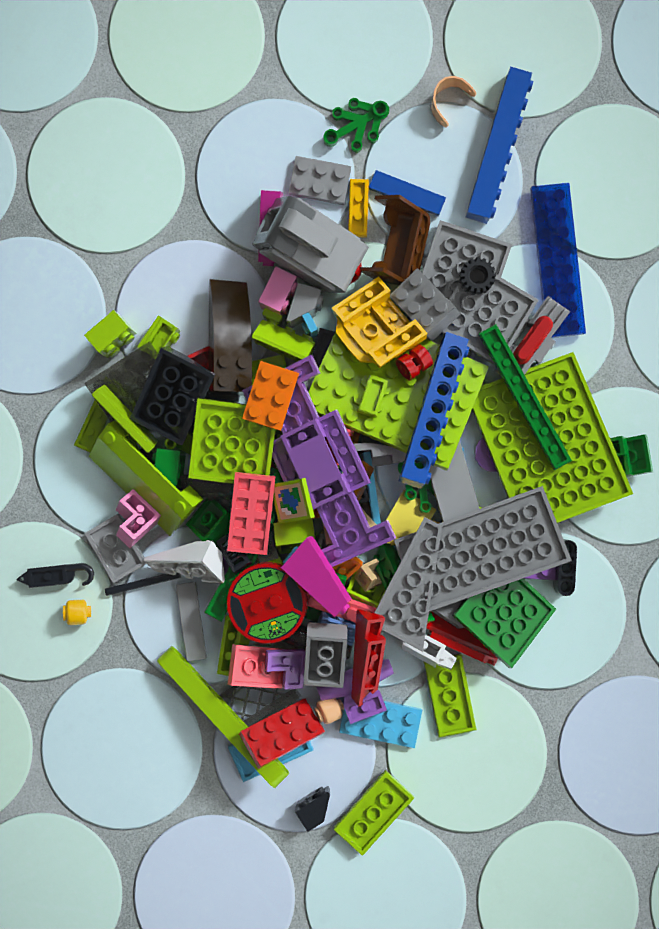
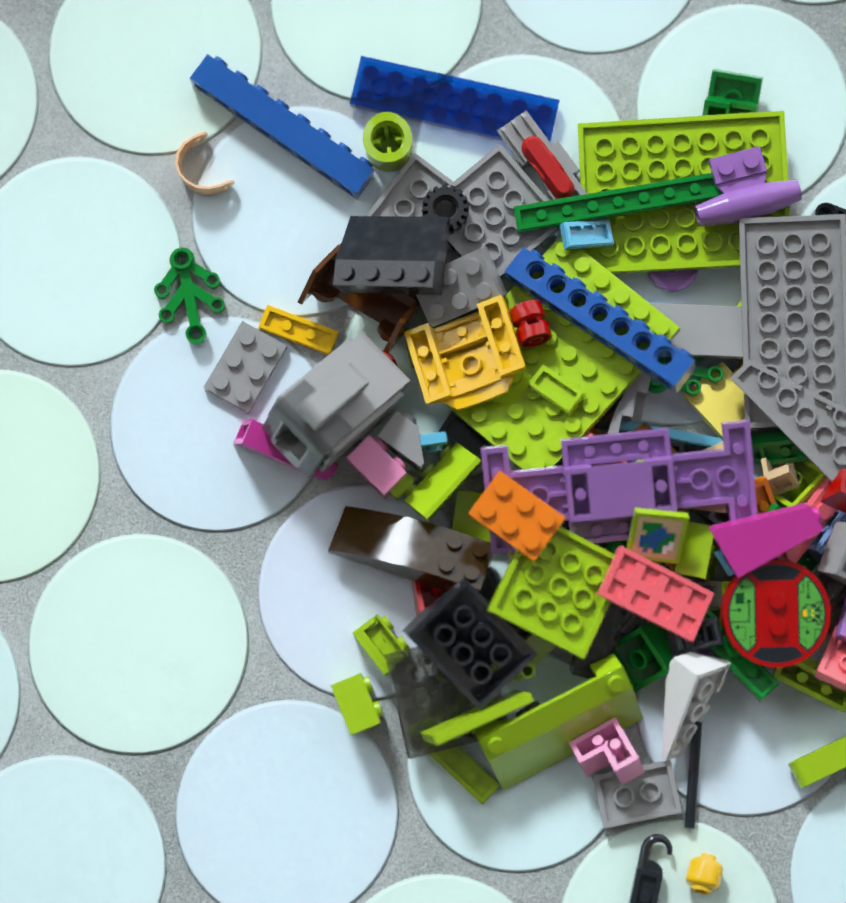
camera: 75 degrees left, 5 degrees down
(170, 464) = (552, 682): green slope -> none
(191, 621) = (764, 727): light grey tile -> none
(423, 198) = (301, 261): blue tile -> none
(430, 249) = (393, 255): none -> black slope
(494, 382) = (586, 234): none -> medium azure plate
(513, 221) = (387, 141): none -> lime hat
(563, 484) = (744, 194): none -> medium lavender plate

